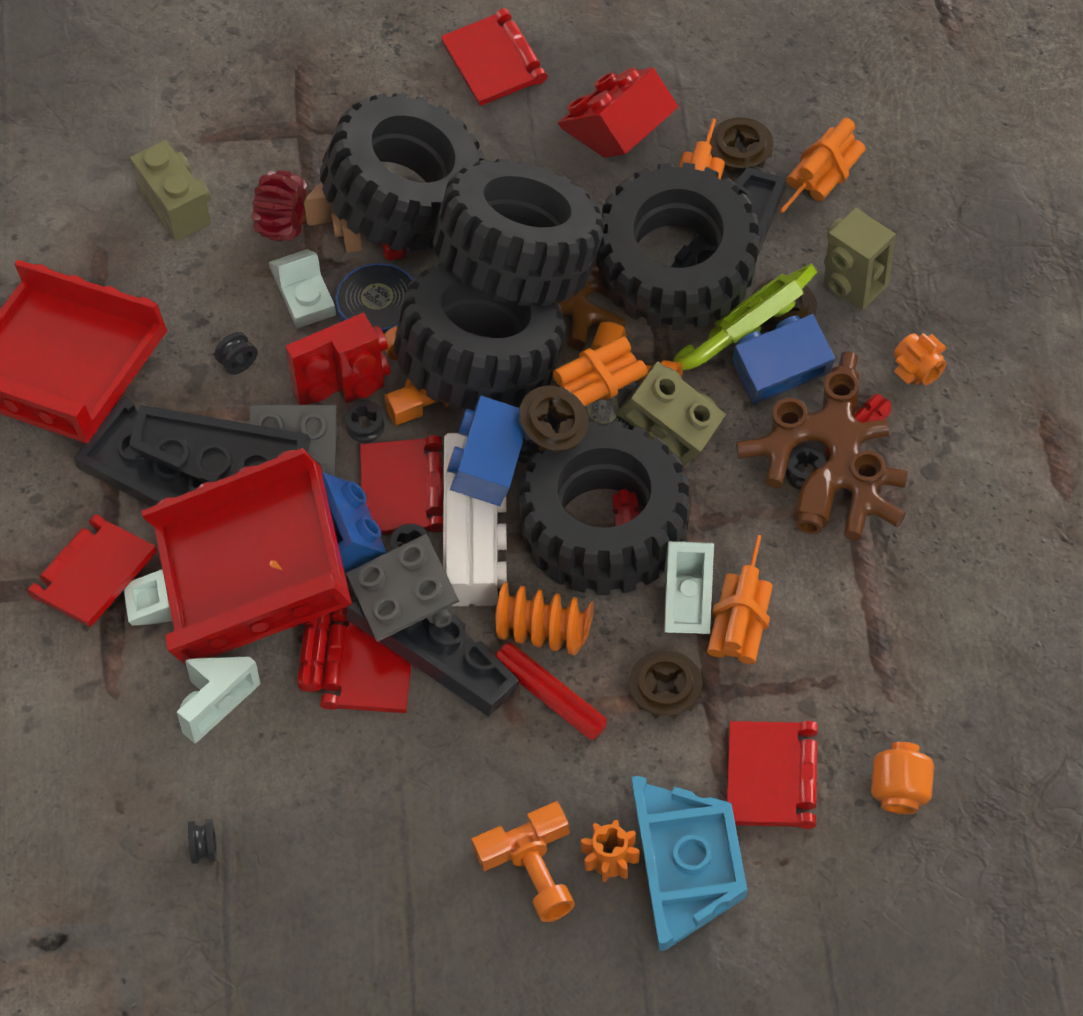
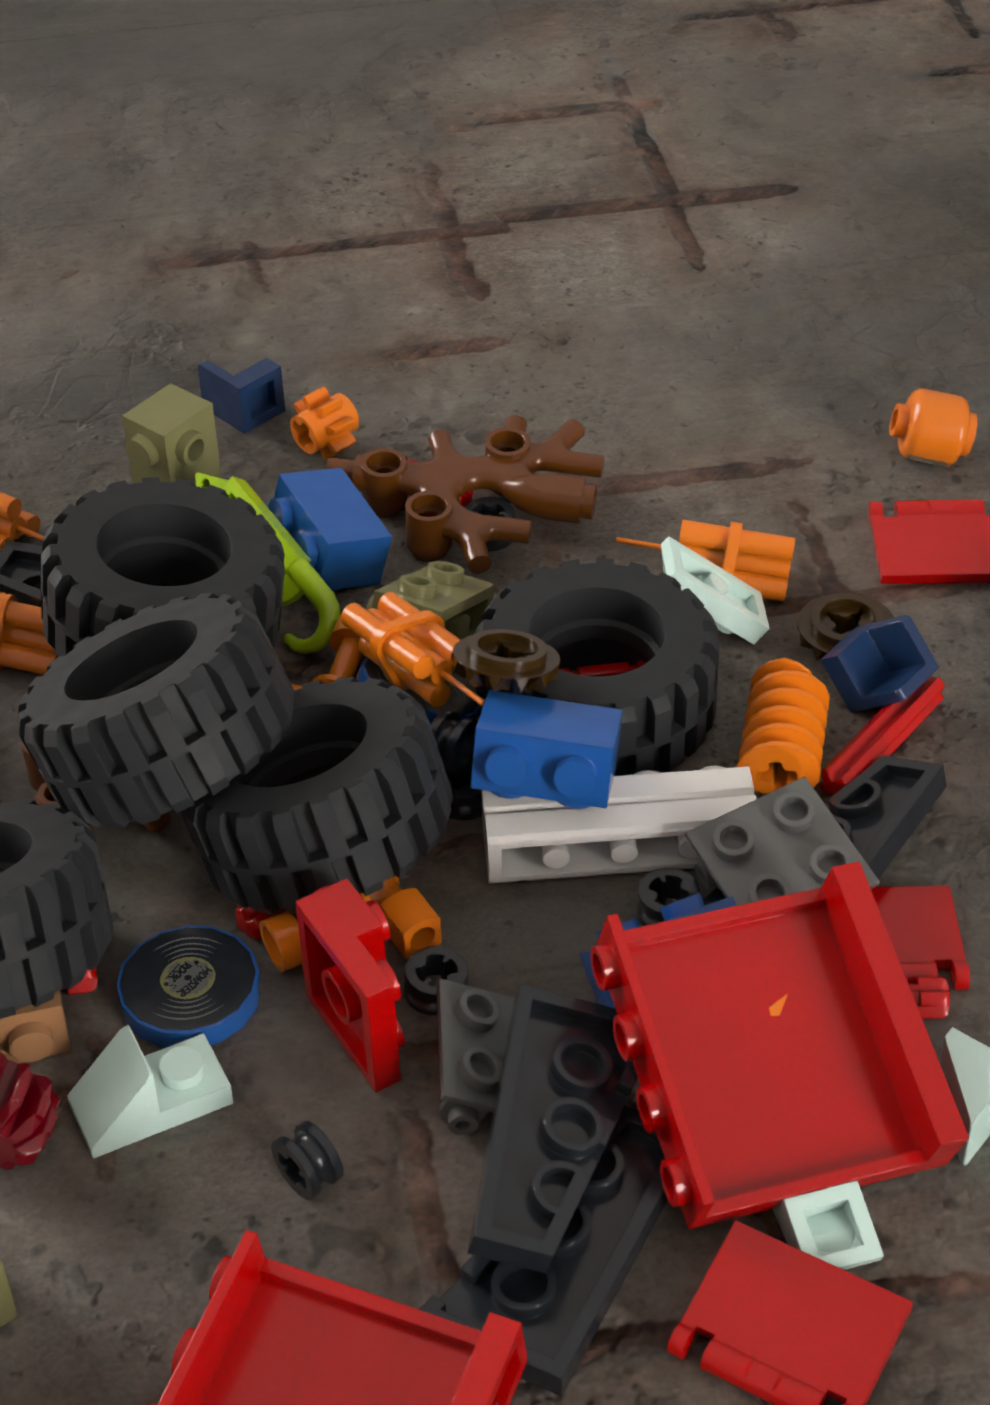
camera: 95 degrees left, 15 degrees down
(404, 483) = (543, 924): red piece -> none
(603, 687) = (880, 663): none -> dark blue panel
(969, 311) = (246, 397): none -> dark blue panel

